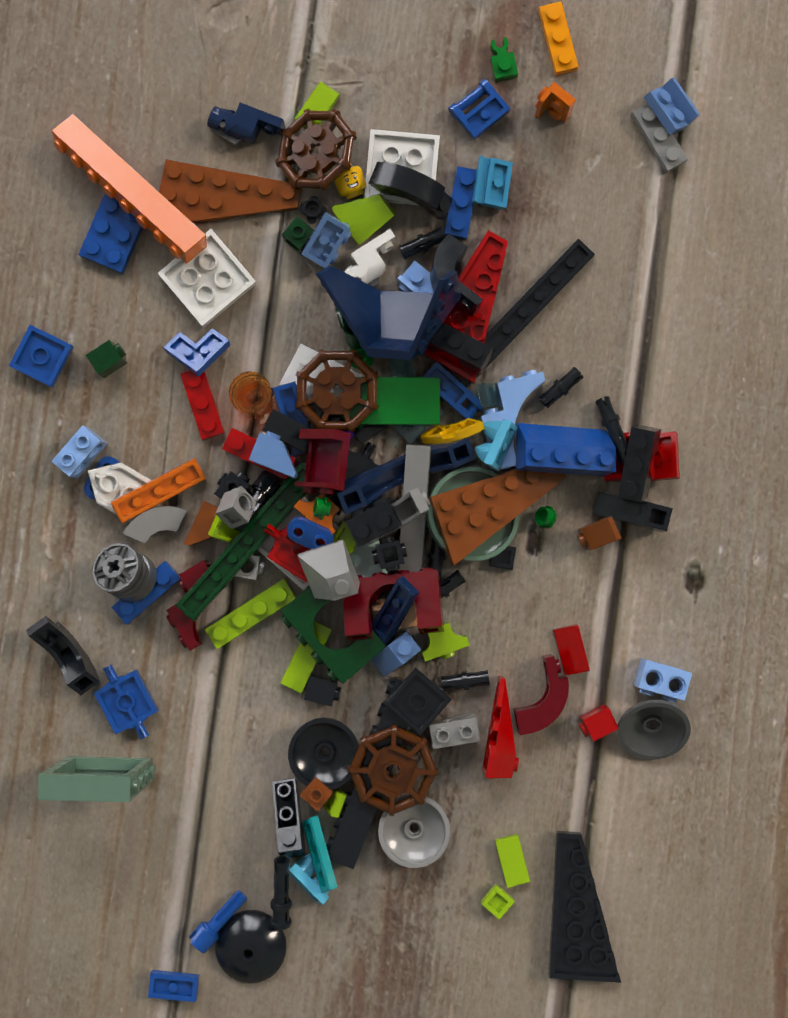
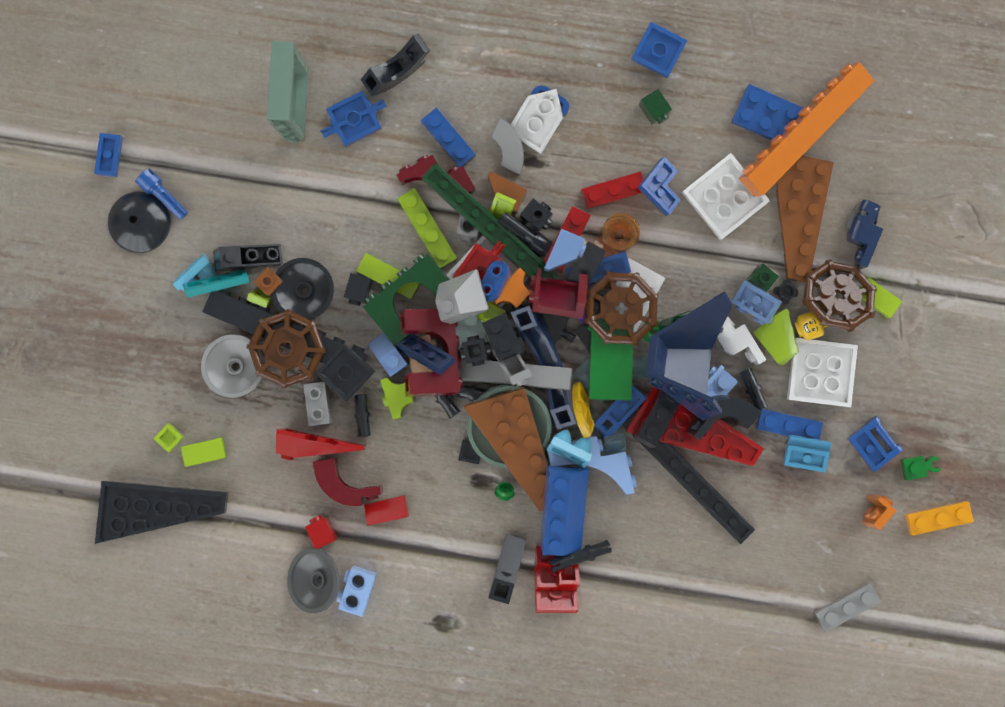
camera: 90 degrees right, 0 degrees up
(79, 452) = (573, 81): light blue brick -> none
(124, 572) = (465, 119): dark grey wheel -> none
(158, 490) = (537, 149): orange tile -> none
(236, 507) = (519, 217): light grey brick -> none
(281, 902) = (175, 249): black pin -> none
(321, 507) = (517, 291): green plate -> none
(411, 185) = (804, 379): black arch -> none
(560, 387) = (620, 509): black pin -> none
(598, 533) = (488, 537): dark orange slope -> none
(640, 451) = (539, 572): black arch -> none
(672, 106) = (874, 619): medium blue bracket -> none

